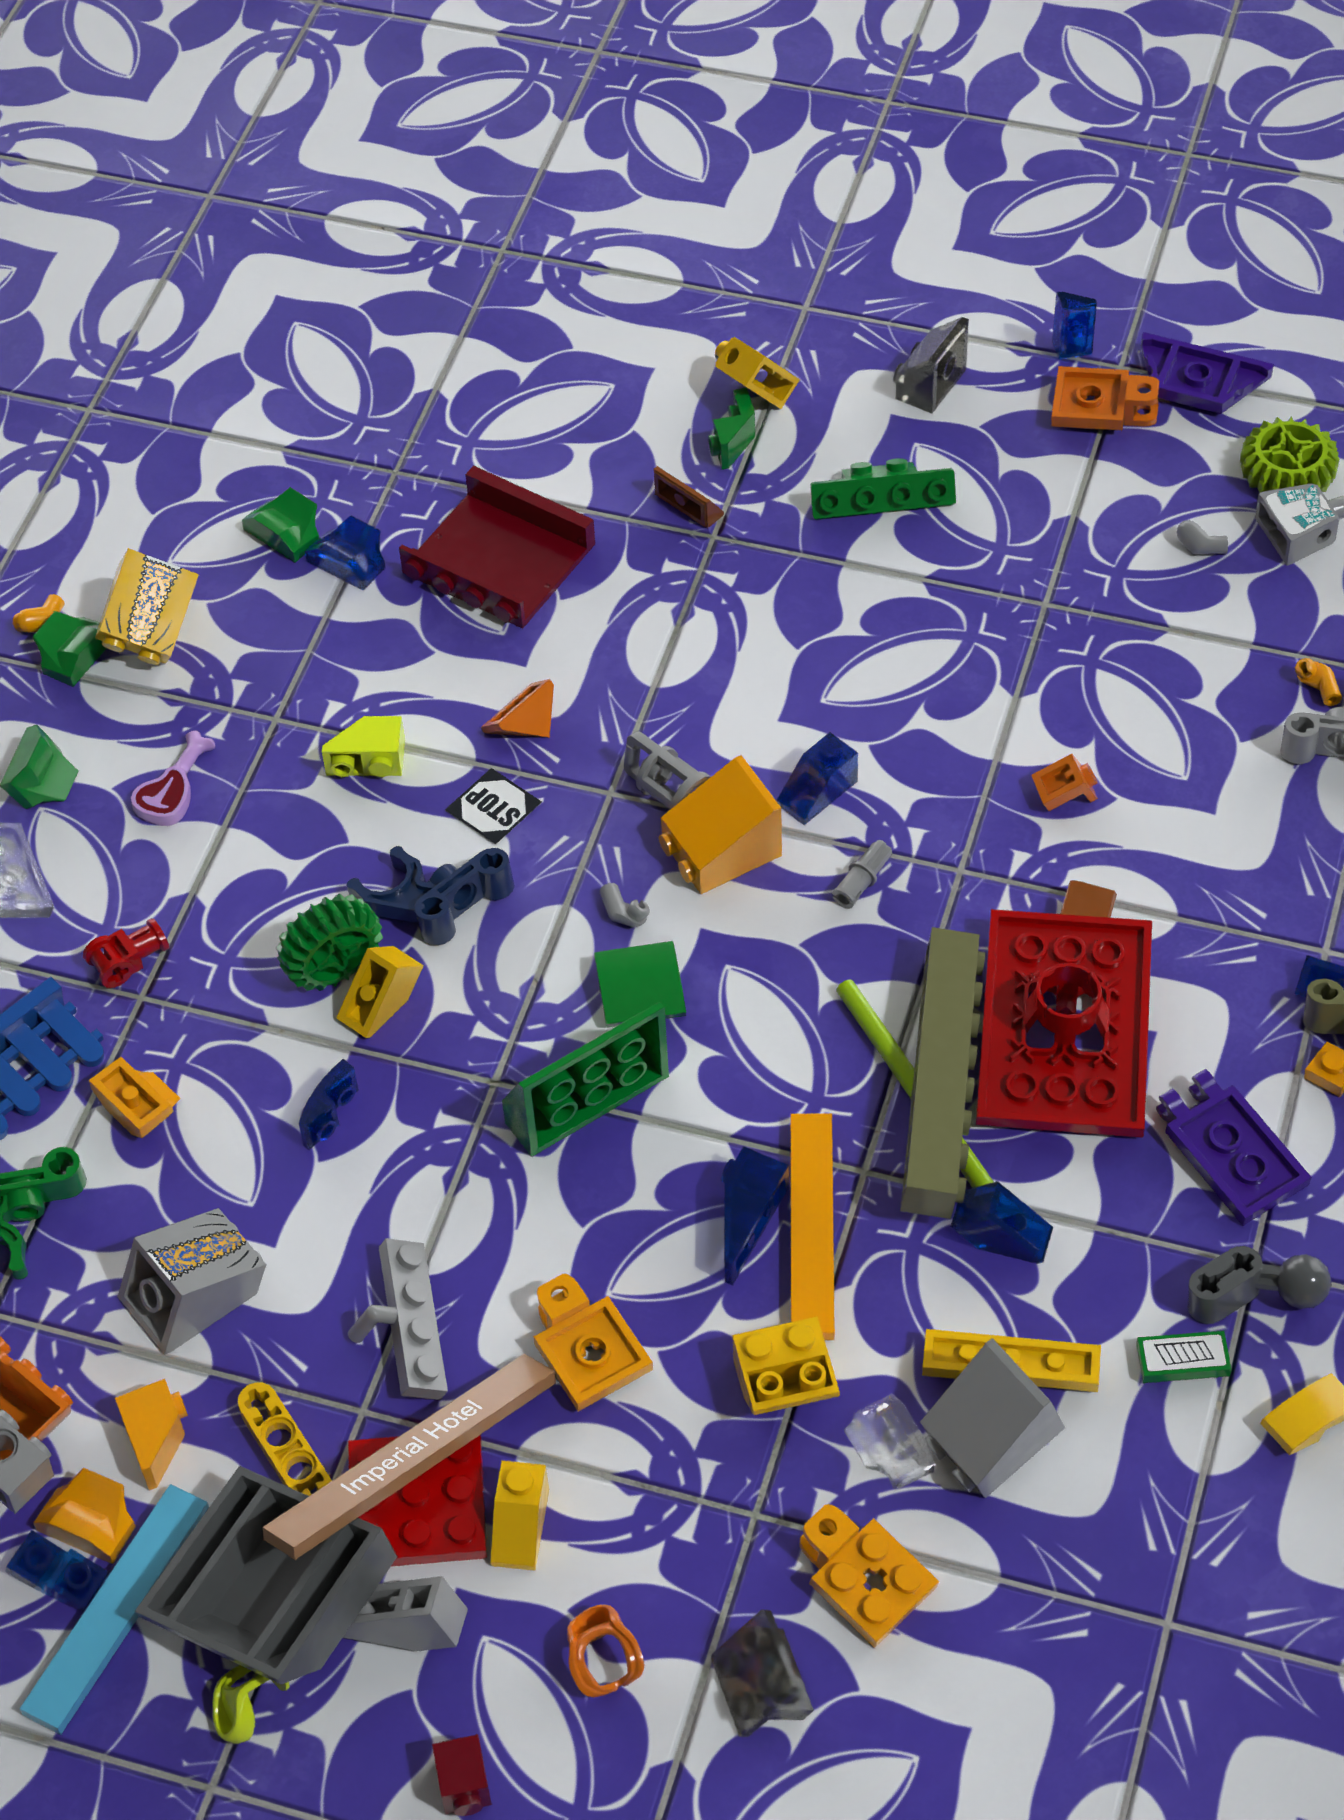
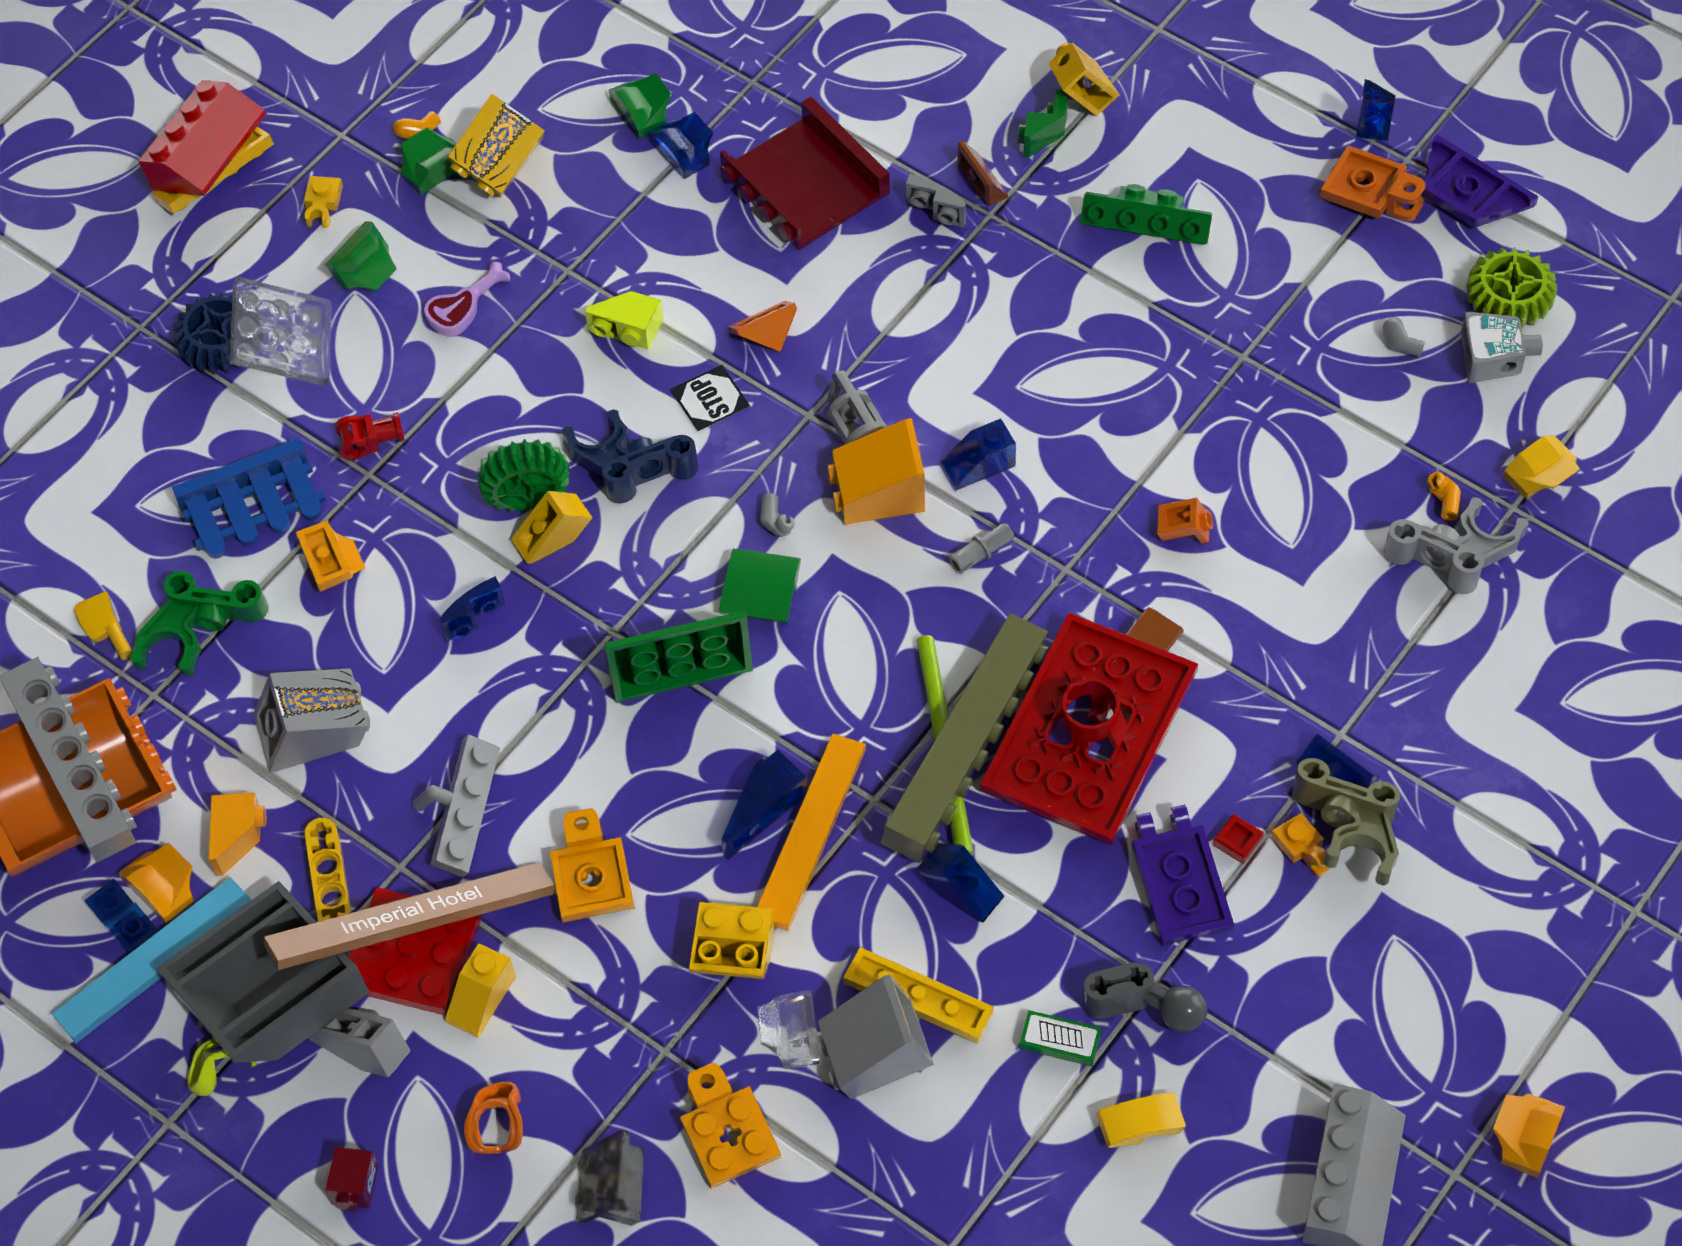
camera: 20 degrees right, 5 degrees up
(645, 532) = (946, 205): none -> light grey slope
(933, 366) = (1238, 116): clear smoke slope -> none
(1272, 1089) = (1238, 838): none -> red tile

